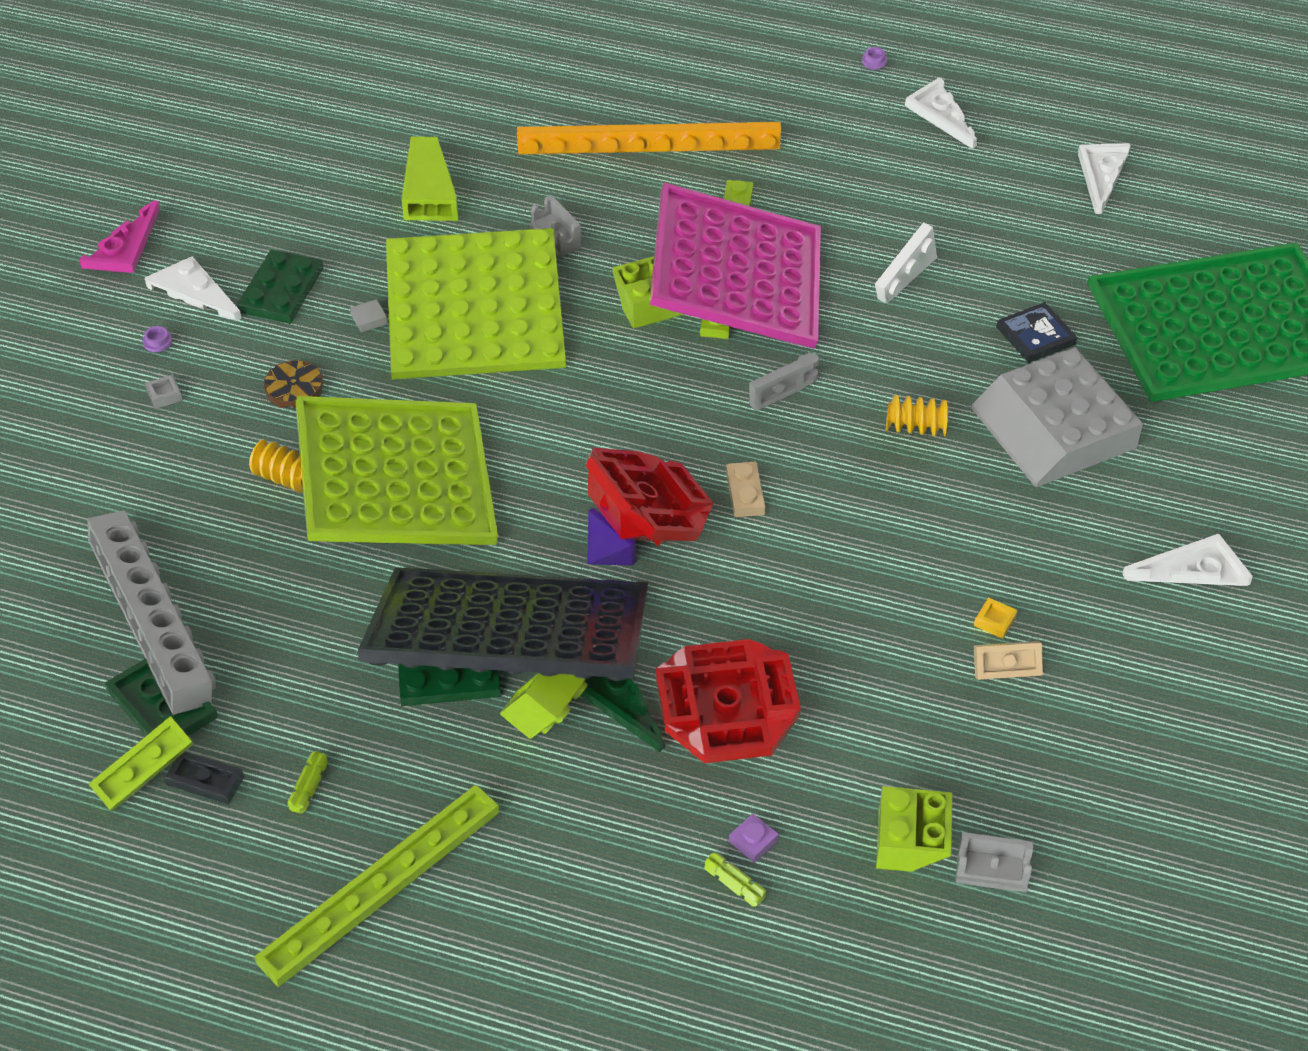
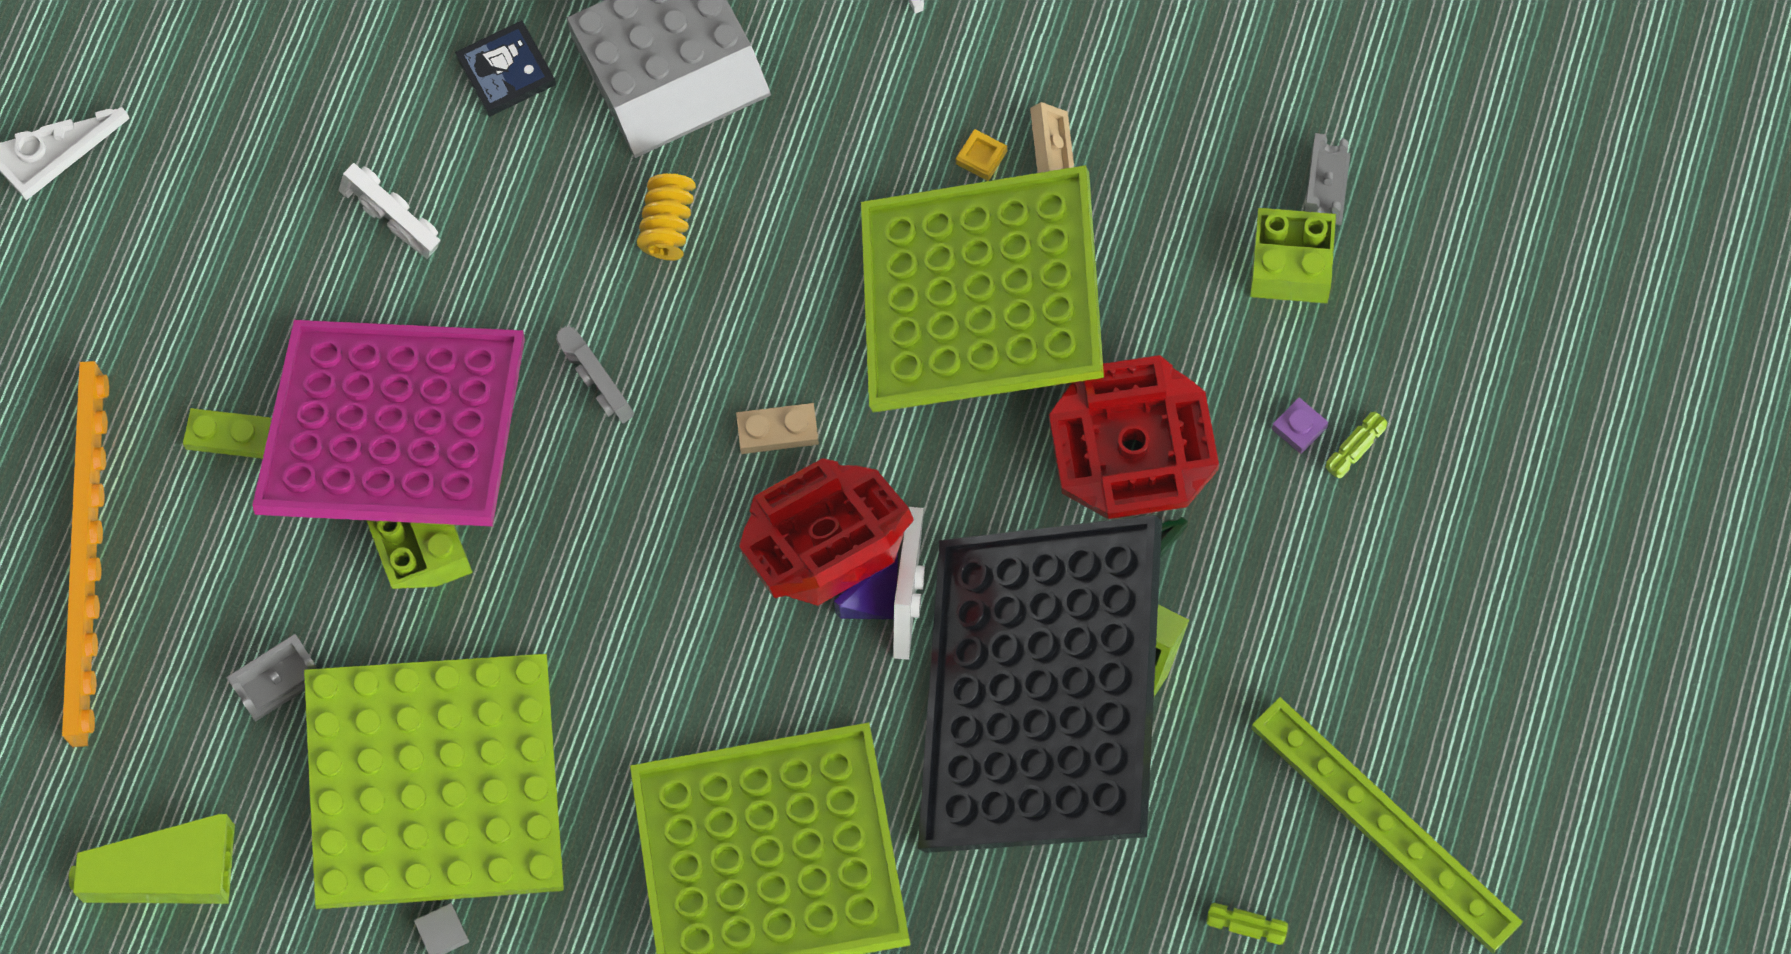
camera: 85 degrees left, 20 degrees up
(601, 556) = (910, 578): none -> white wing
(861, 597) = (980, 289): none -> lime plate

